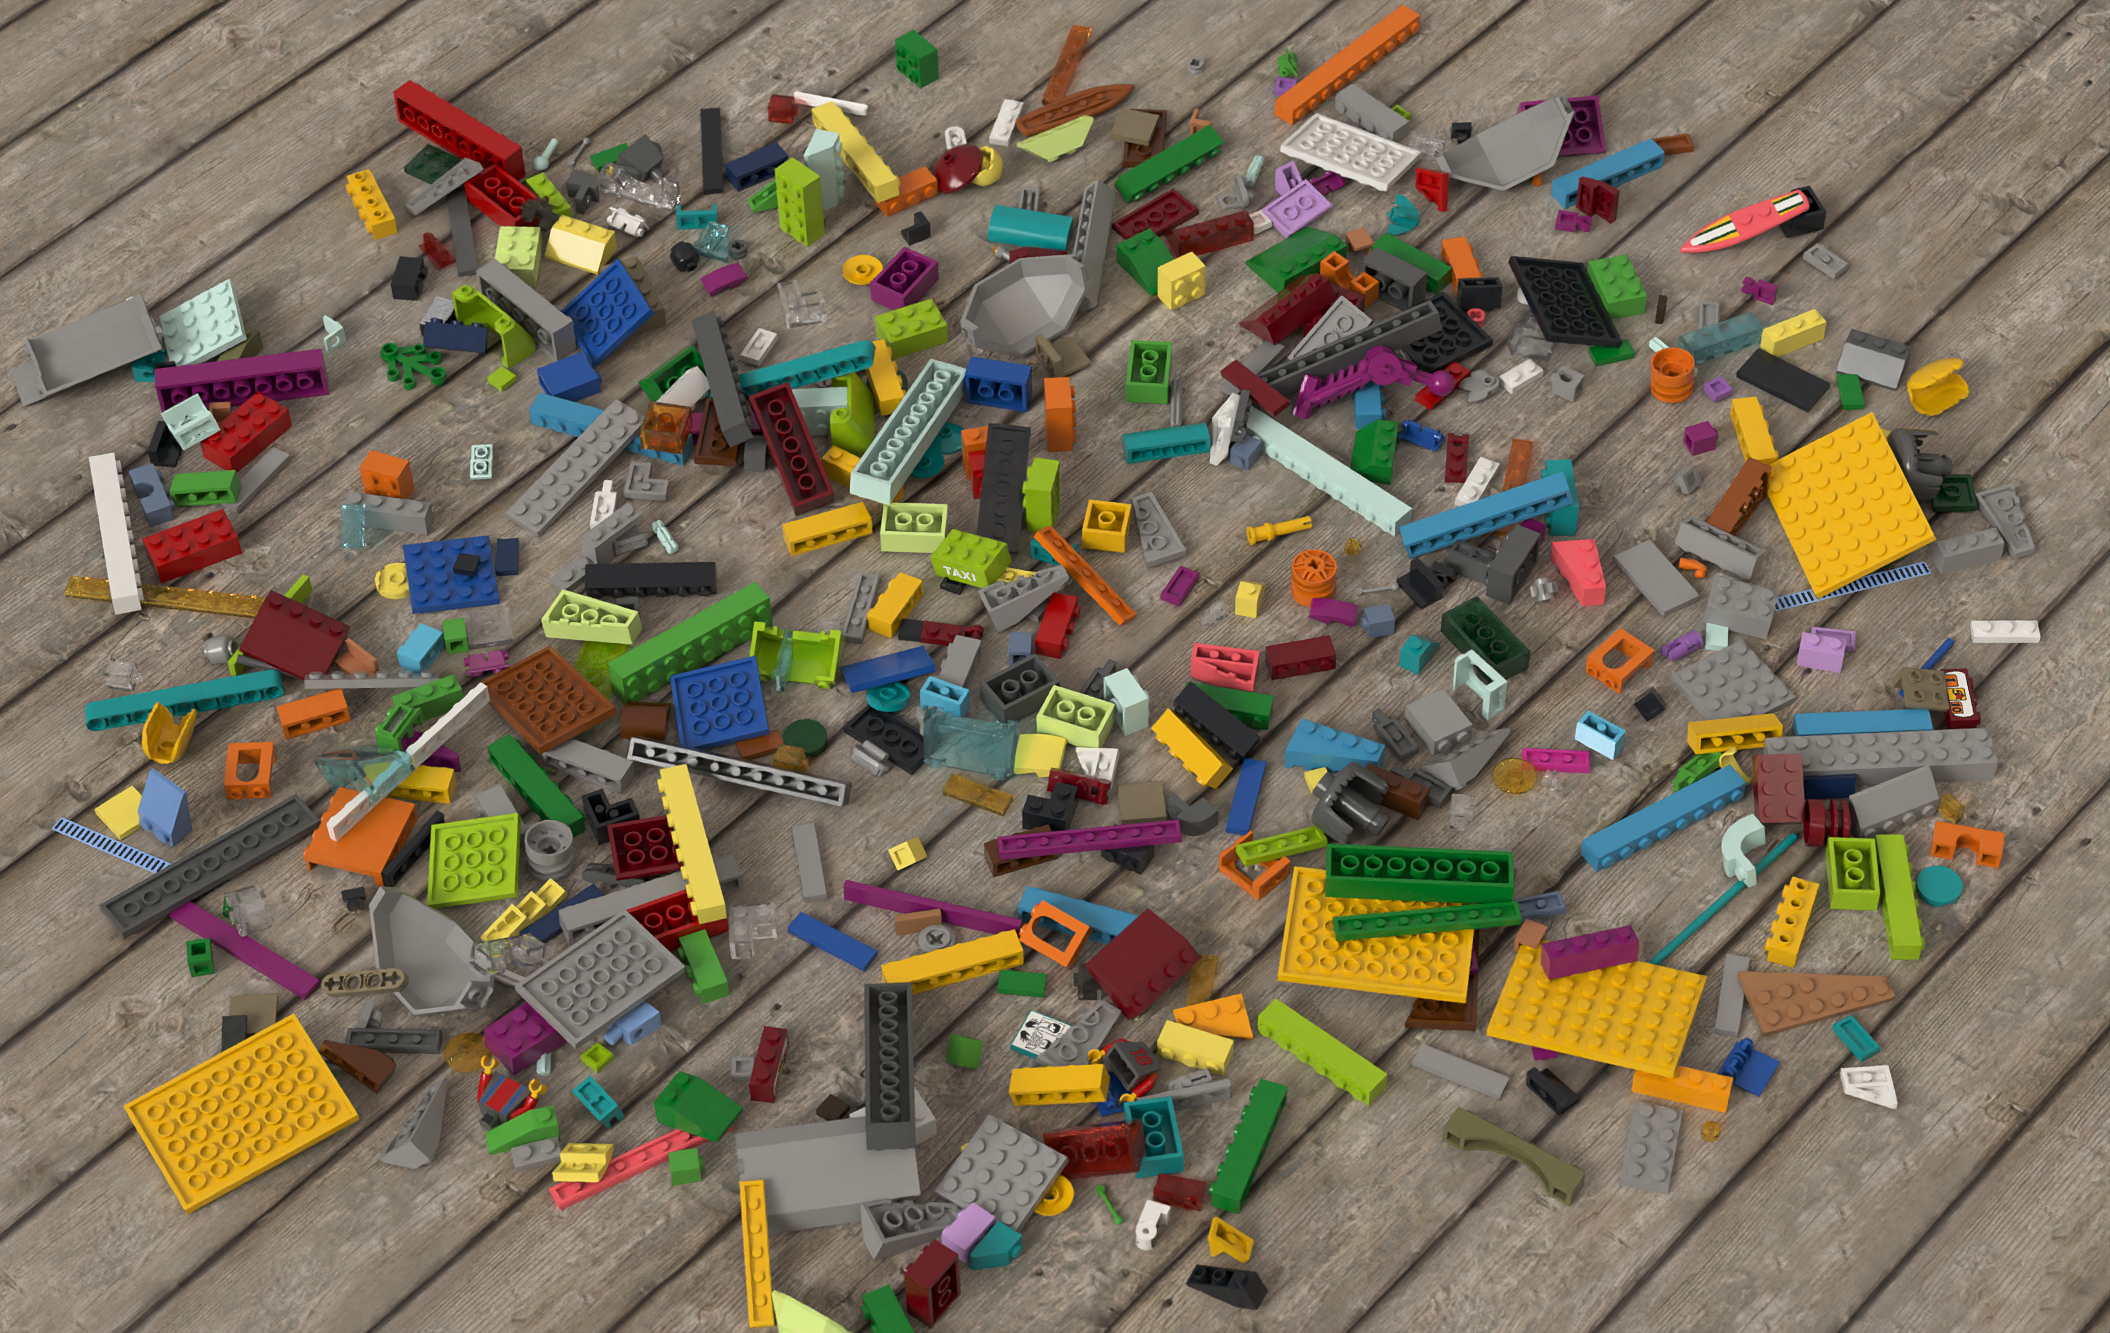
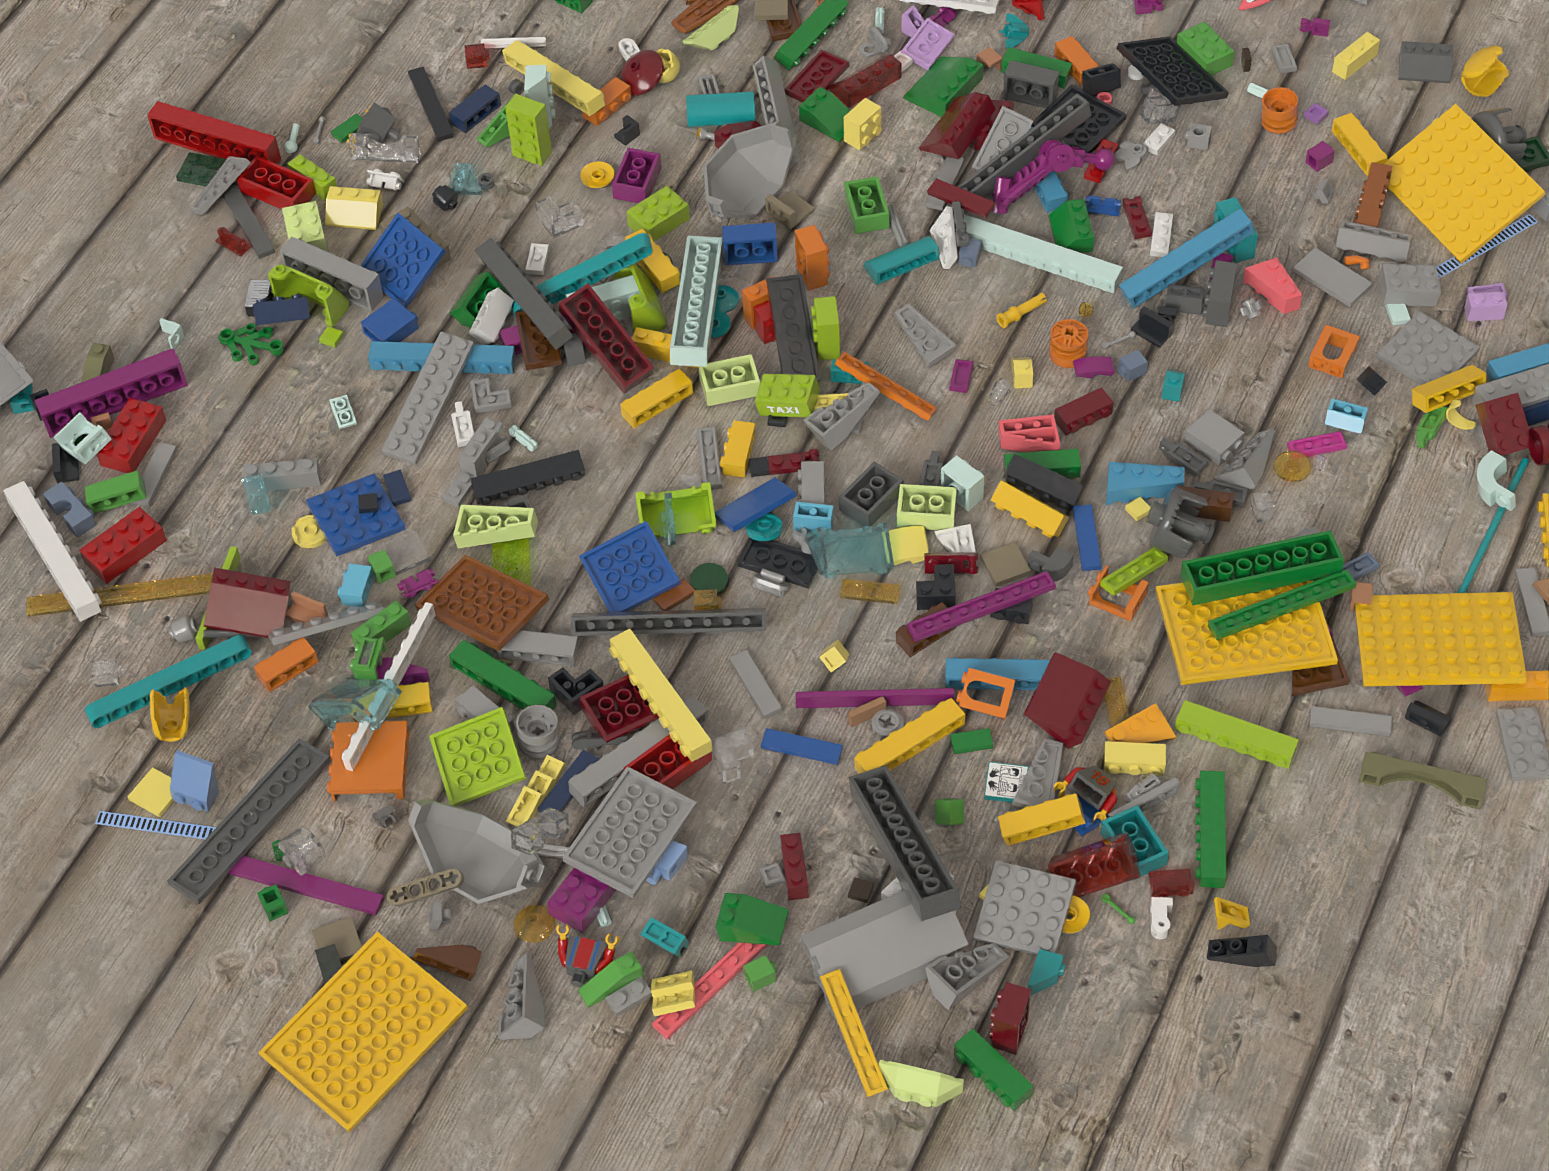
camera: 15 degrees left, 5 degrees up
(203, 326) = (59, 353): light aqua plate -> none
(247, 754) = (244, 713): orange panel -> none
(371, 204) = (161, 214): yellow brick -> none
(386, 475) = (269, 444): orange brick -> none
(396, 1040) = (468, 930): dark grey tile -> none
(408, 278) = (218, 270): black brick -> none
(411, 852) = (419, 762): black tile -> none
(540, 209) = (313, 186): clear smoke hips -> none
(583, 188) = (336, 158): dark grey brick -> none
(597, 1057) = (646, 898): lime tile -> none
(645, 720) = (571, 598): reddish brown brick -> none
(666, 427) = (493, 345): clear orange brick -> none
(689, 644) = (584, 525): bright green brick -> none
(696, 219) = (441, 164): teal hinge -> none
(703, 966) = (710, 800): bright green brick -> none
(726, 276) = (484, 208): magenta slope -> none
(968, 1230) = (1018, 963): lavender brick -> none
(1005, 123) = (663, 26): white plate -> none
(1019, 646) = (855, 460): sand blue brick -> none
(1057, 625) = (878, 433): red brick -> none
(1087, 986) = (1026, 728): clear smoke brick -> none
(1106, 526) = (885, 340): yellow brick -> none
(1338, 272) = (982, 84): orange arch -> none
(1479, 629) = (1224, 361): clear green brick -> none
(1492, 694) = (1249, 407): light aqua panel -> none
(1516, 473) = (1188, 219): clear orange tile -> none
(1589, 952) = (1417, 596): magenta brick -> none
(1602, 355) = (1219, 106): green tile -> none
(1663, 818) = (1421, 472): dark azure brick -> none
(1683, 645) = (1377, 327): medium lavender hinge -> none
(1722, 338) = (1304, 70): clear light blue brick -> none
(1783, 380) = (1361, 94): black tile -> none
(1850, 391) = (1416, 91): green tile -> none

